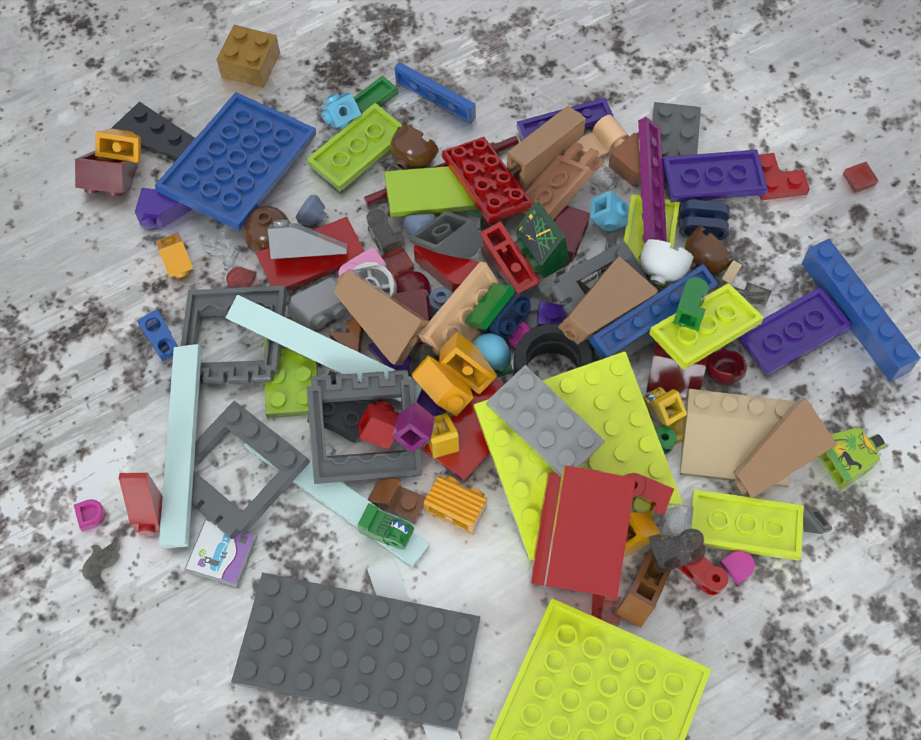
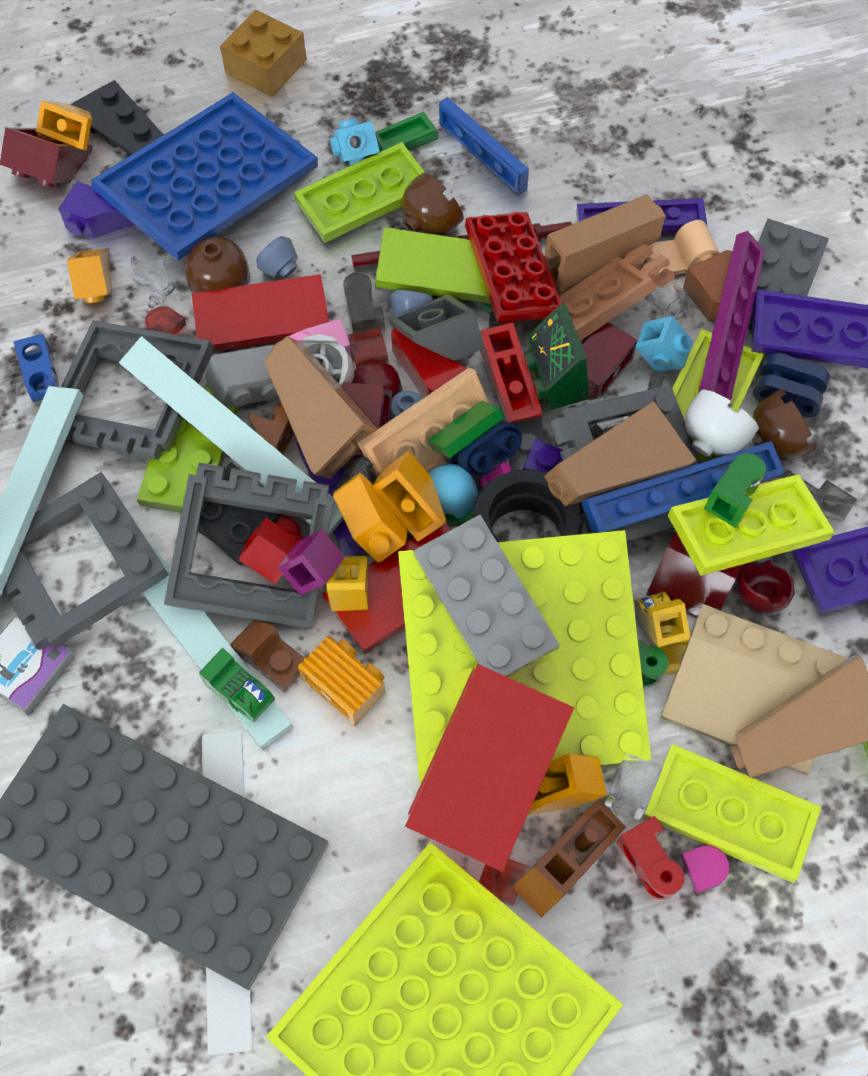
camera: 15 degrees right, 0 degrees up
(295, 240) = (247, 289): light grey slope -> none
(652, 492) = (604, 729): red leg -> none
(677, 550) = (622, 823): clear smoke leg -> none
(731, 272) = (807, 463): tan tile -> none
(815, 522) = (833, 835): dark grey slope -> none

